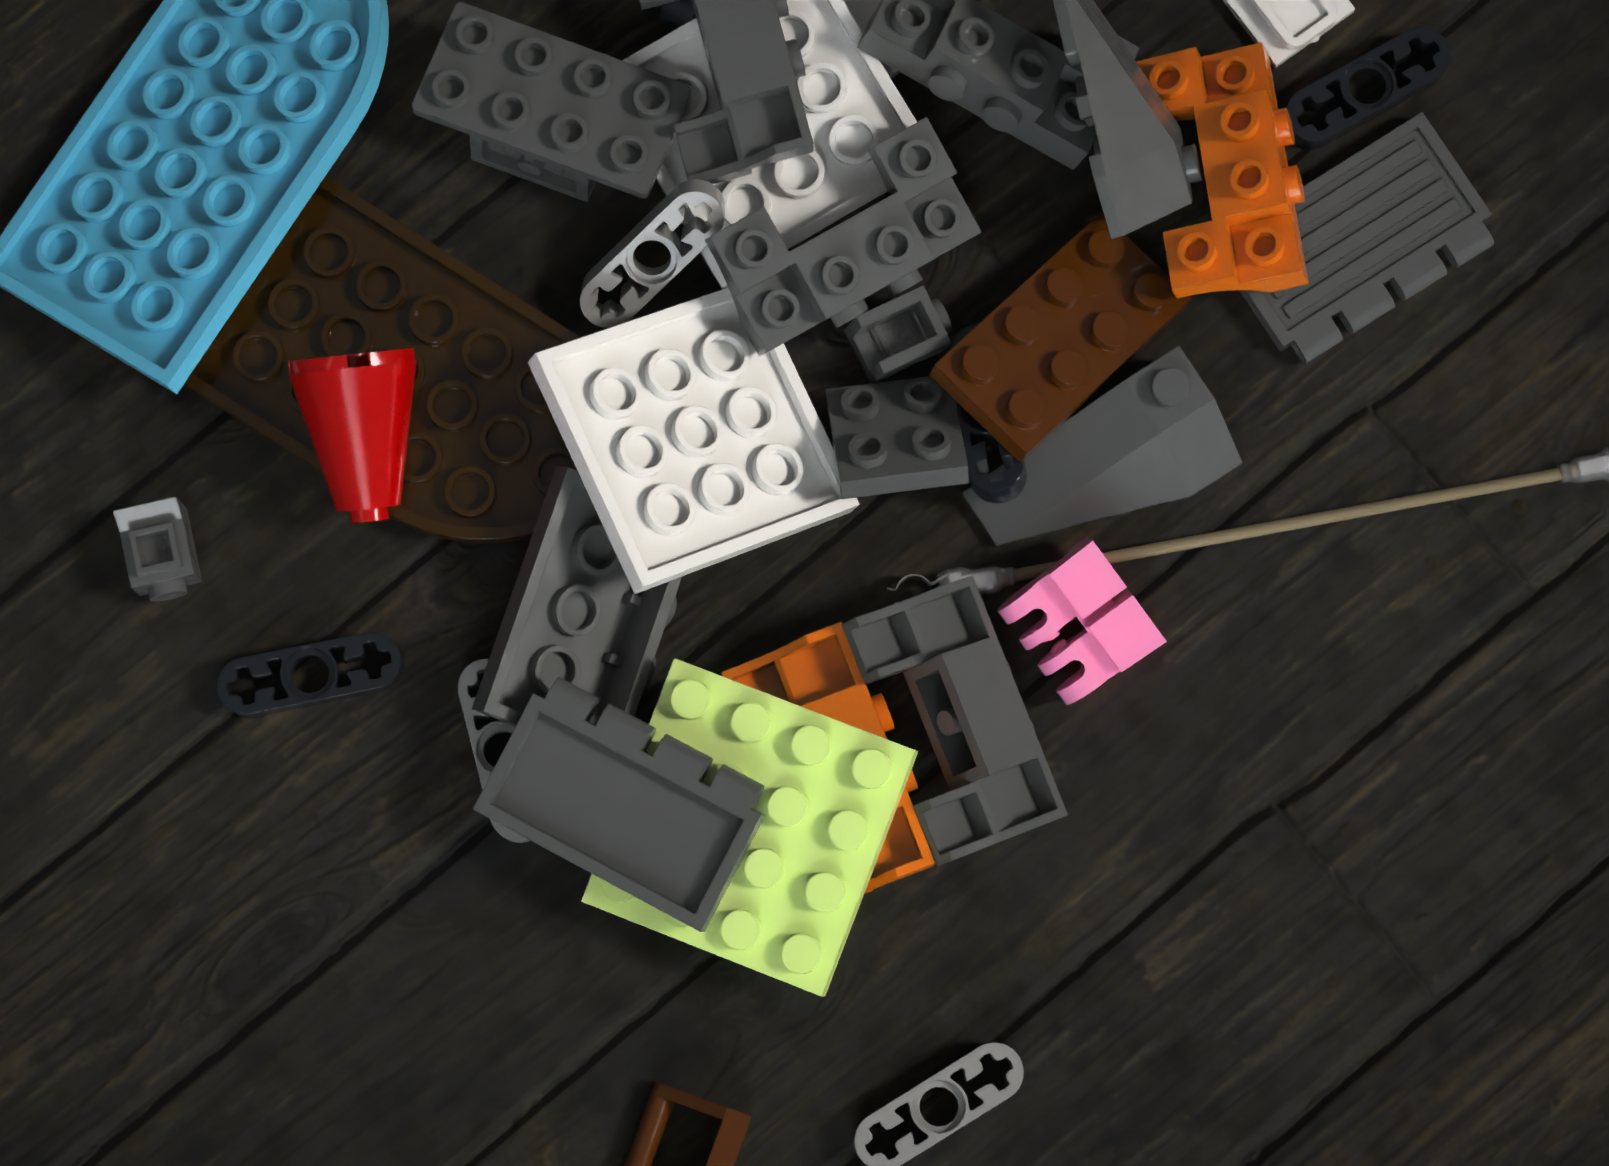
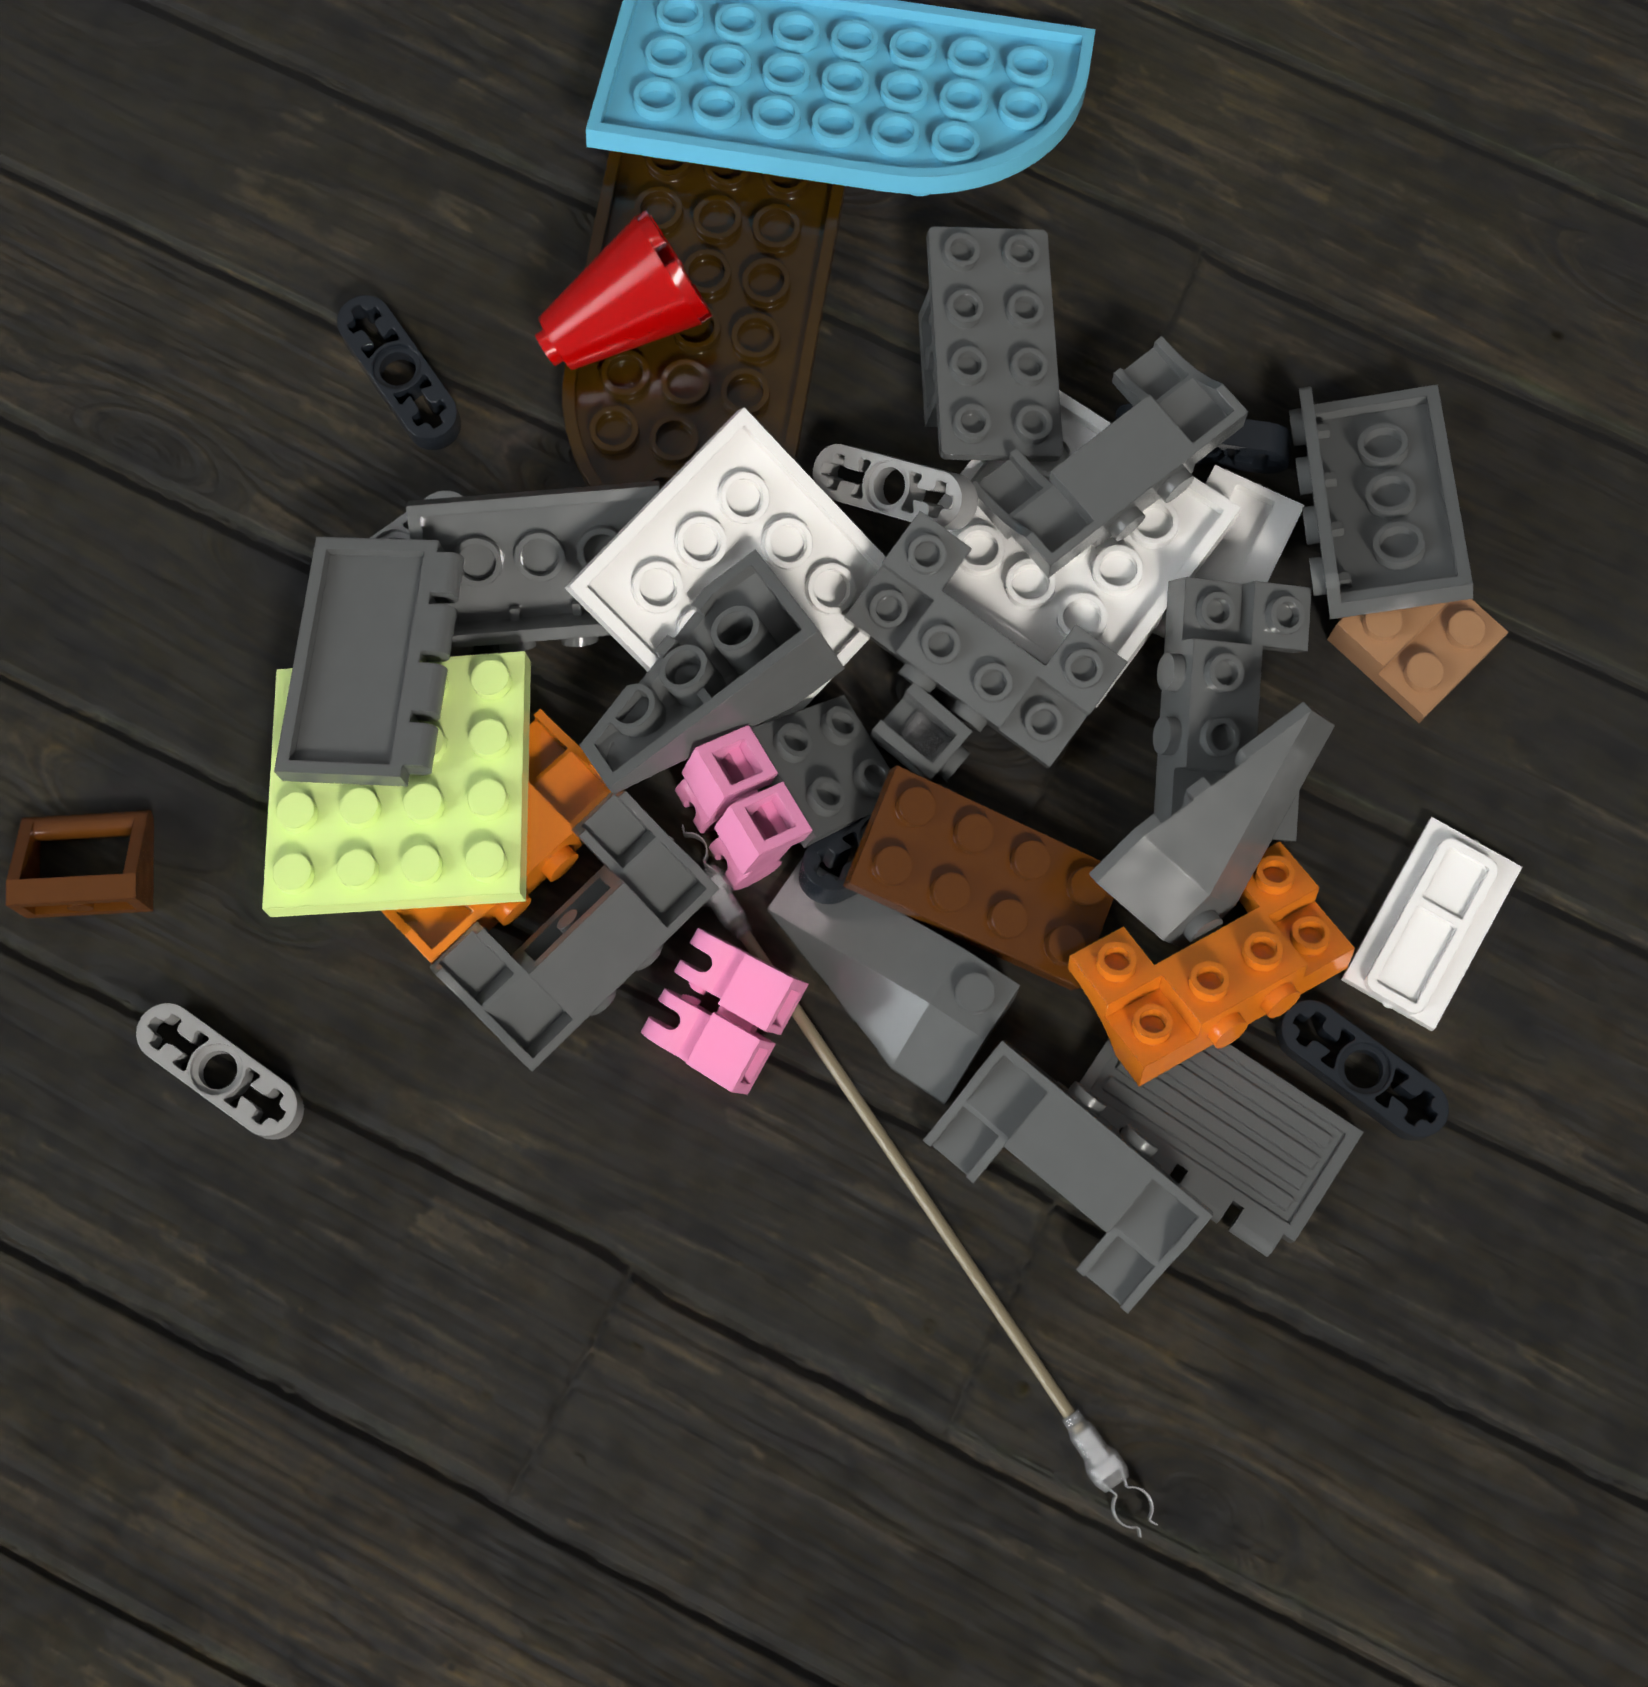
camera: 70 degrees right, 5 degrees down
(158, 548) = (455, 202): dark grey window -> none
(776, 483) = (728, 668): none -> dark grey wedge
(932, 518) = (751, 825): none -> bright pink legs
(1337, 365) = (1084, 1159): none -> dark grey bracket

